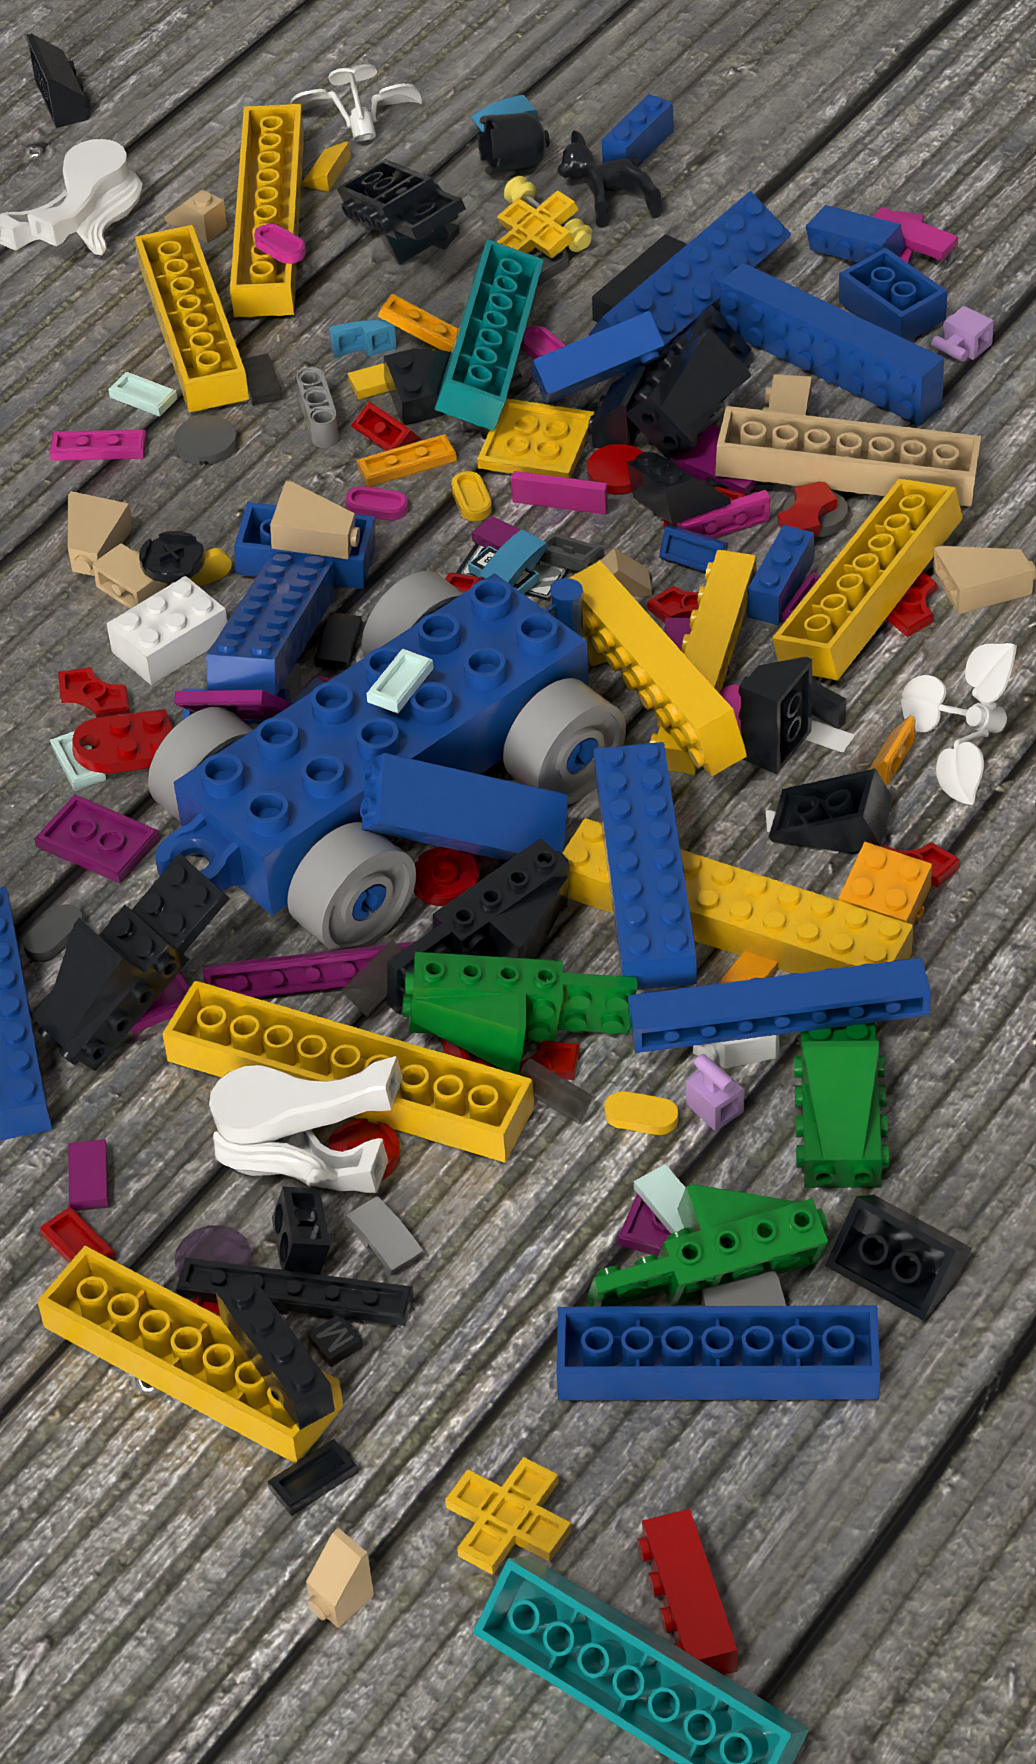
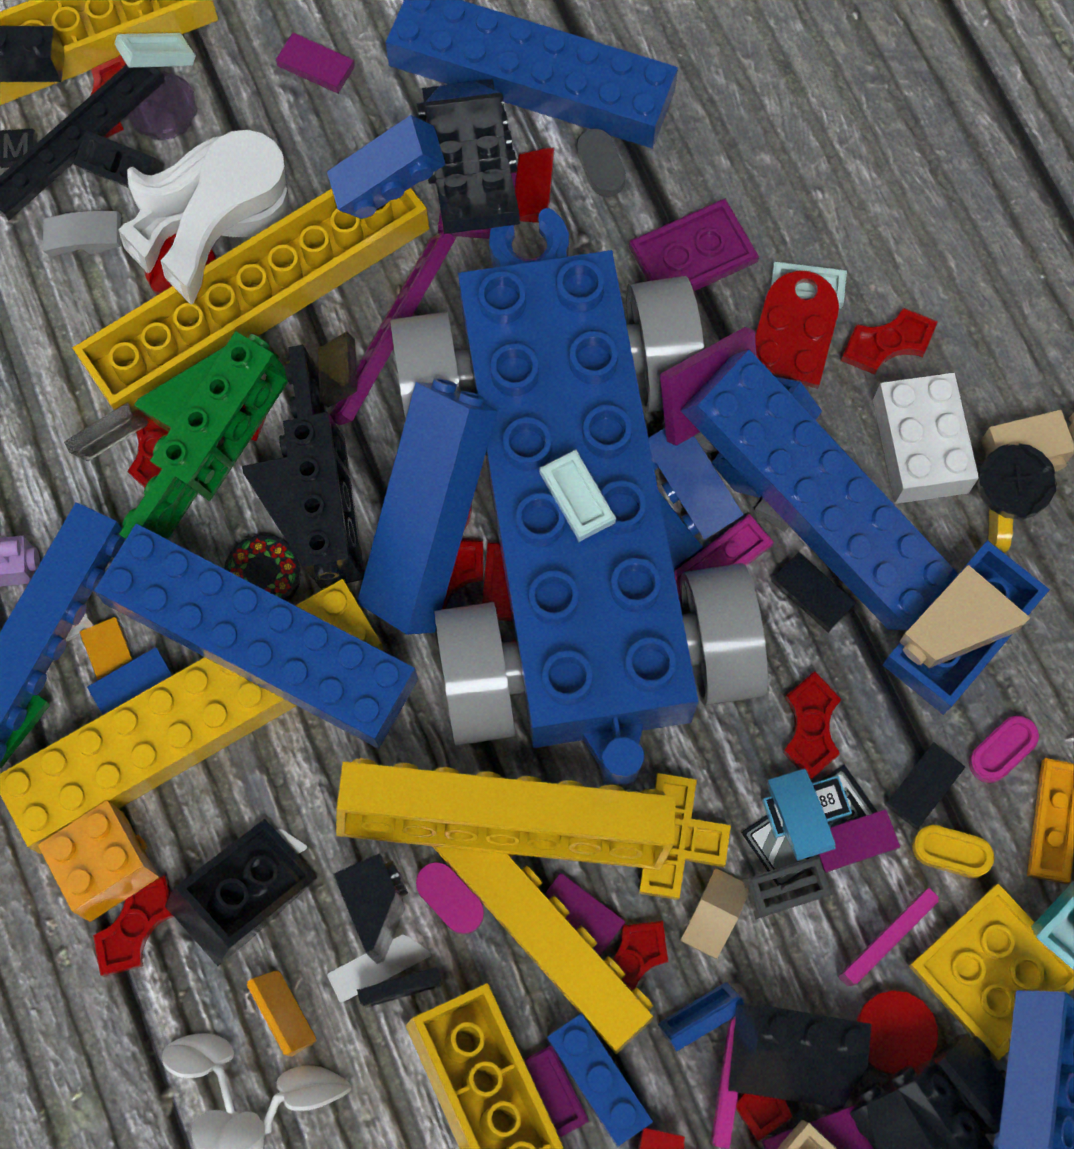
camera: 120 degrees right, 25 degrees up
(70, 1233) = (254, 25): red tile -> none
(170, 1273) = (154, 50): none -> light aqua tile
(191, 981) = (386, 167): none -> blue brick
(436, 526) = (925, 786): none -> black tile
(584, 944) = (267, 564): none -> tile
(641, 1113) = (46, 499): yellow tile -> none
(739, 958) = (129, 680): none -> blue tile

